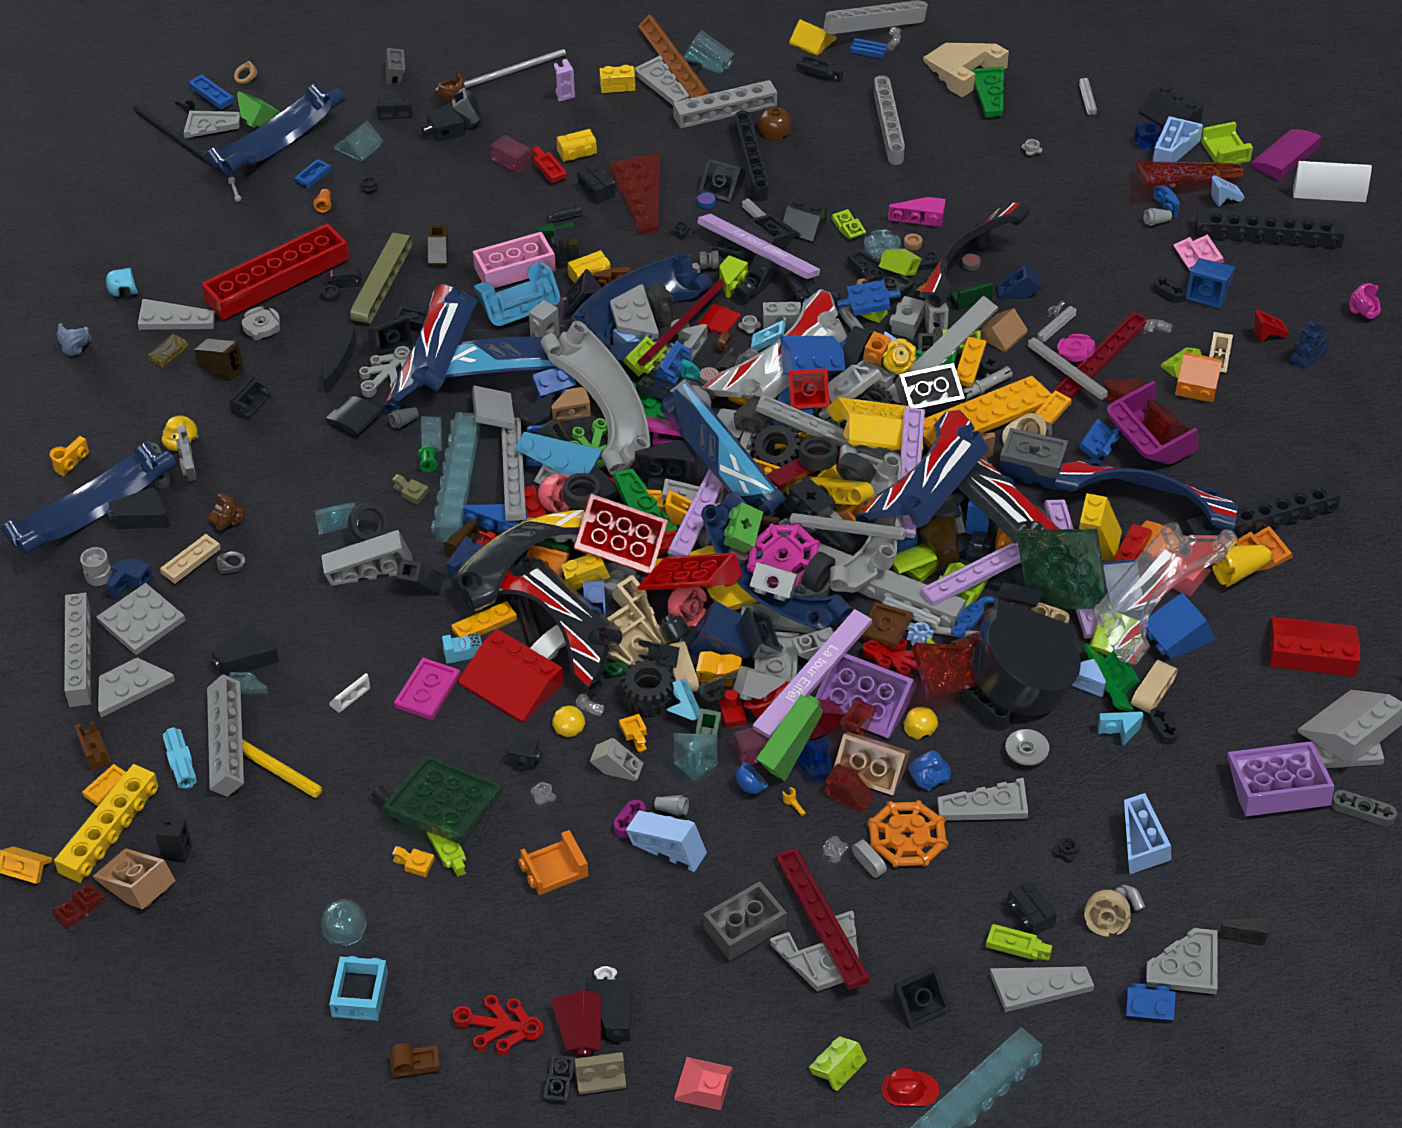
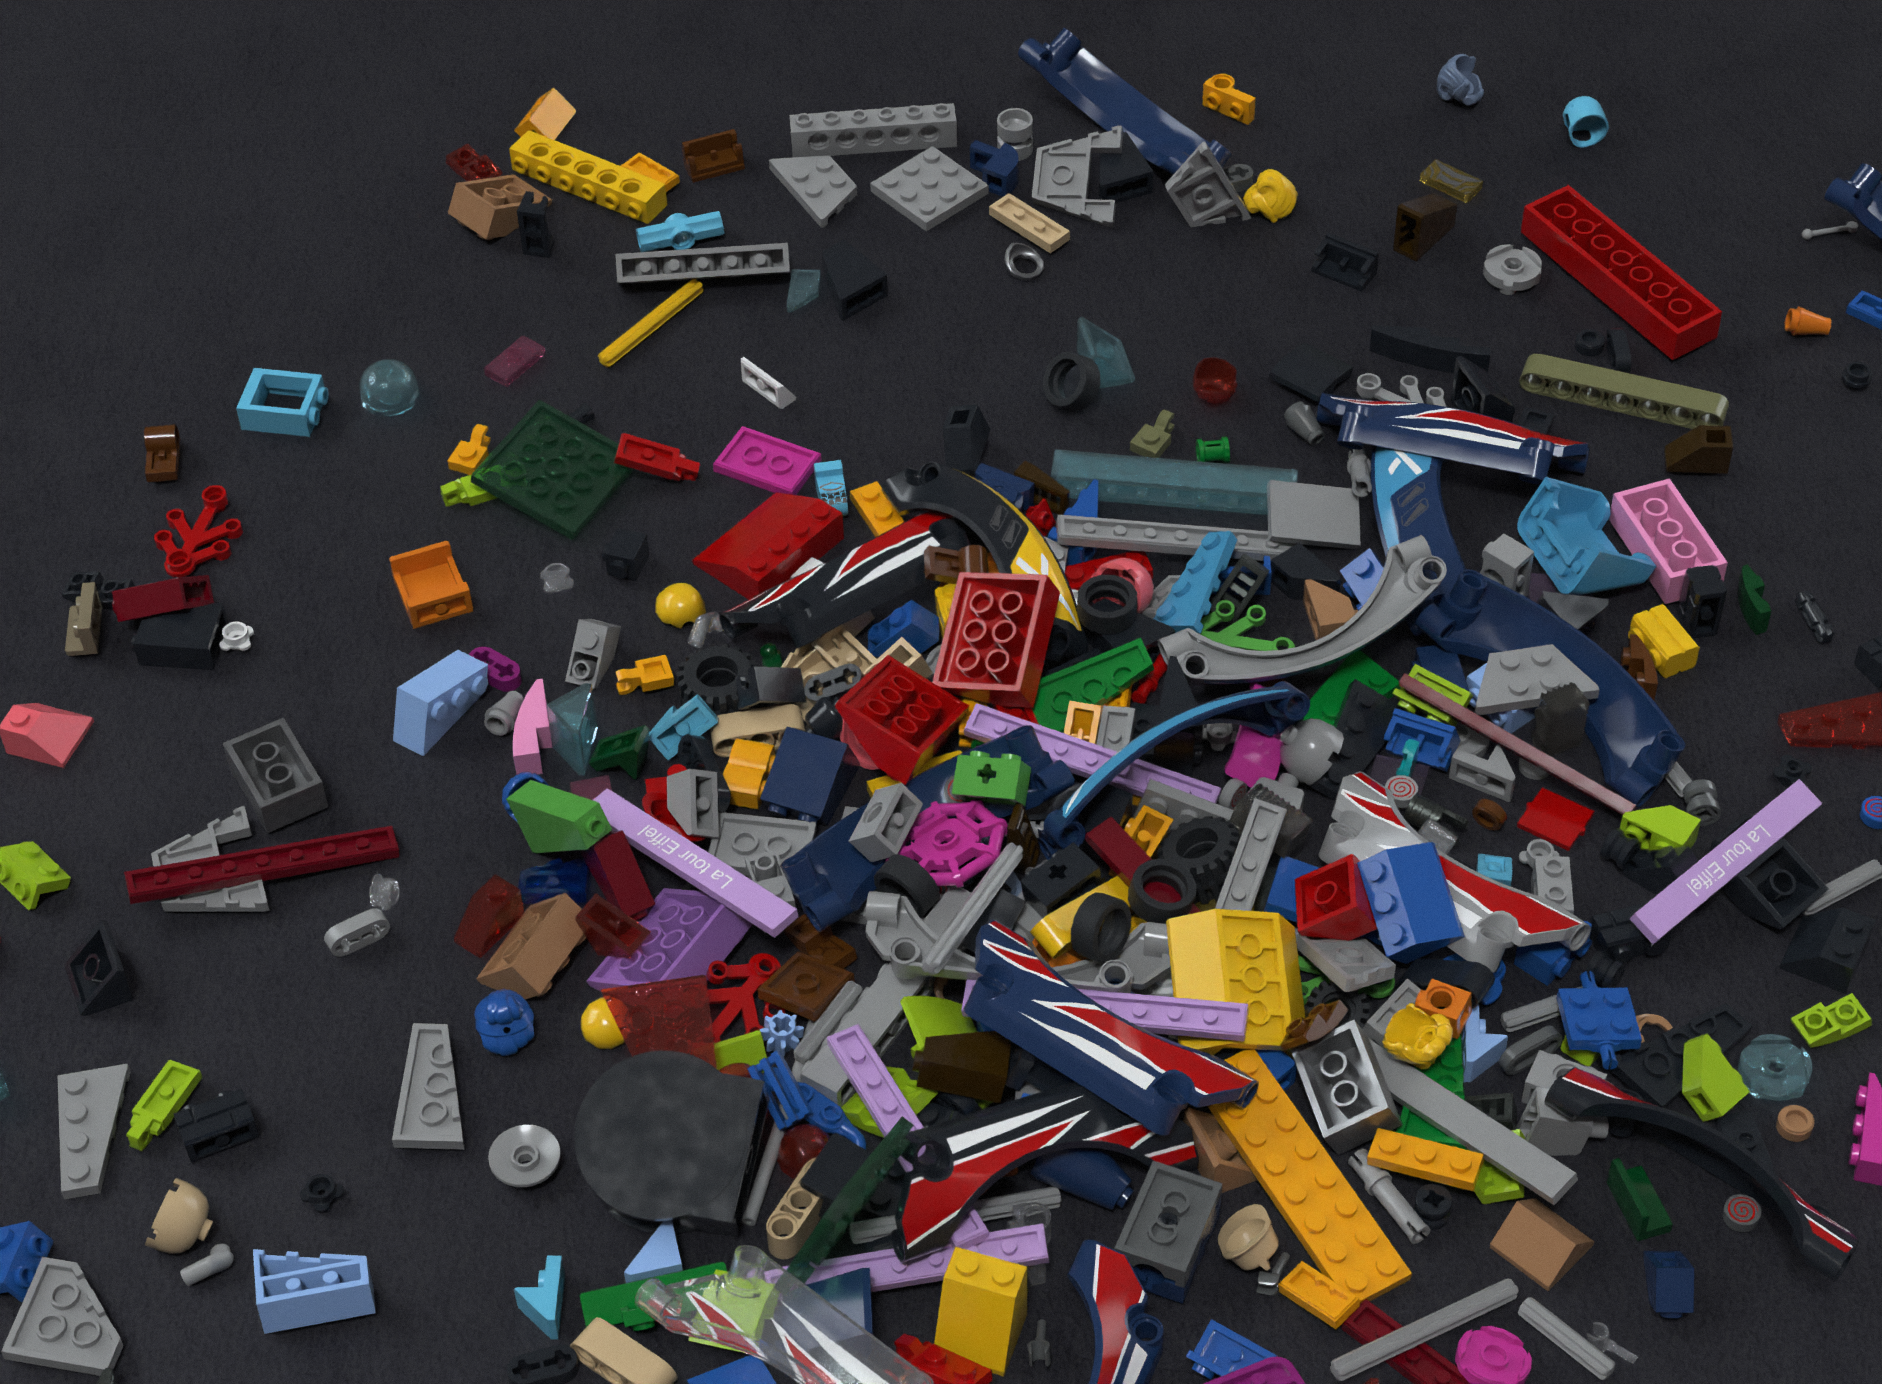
camera: 95 degrees right, 0 degrees up
(147, 537) = (1064, 176): none -> light grey wing
(173, 316) = (1524, 178): light grey wing -> none
(226, 512) = (1108, 248): reddish brown hair -> none
(314, 848) = (514, 361): none -> clear pink plate
(364, 458) = (1214, 380): none -> clear red hair
(366, 559) = (1003, 391): light grey wedge -> none
(431, 432) = (1268, 451): clear light blue slope -> none
(433, 743) = (655, 458): none -> red hinge
(448, 388) = (1359, 467): none -> light grey pin
(556, 557) = (945, 564): none -> reddish brown plate
(652, 623) = (833, 681): none -> black beam
(689, 785) = (531, 731): none -> bright pink slope
(759, 634) = (784, 804): black slope -> none
(791, 800) = (494, 853): light orange hand -> none
(883, 325) = (1523, 1053): none -> dark grey tile
(900, 394) = (1319, 1022): none -> reddish brown slope
(909, 823) = (393, 971): orange plate -> none
(980, 613) = (793, 1118): none -> blue tile

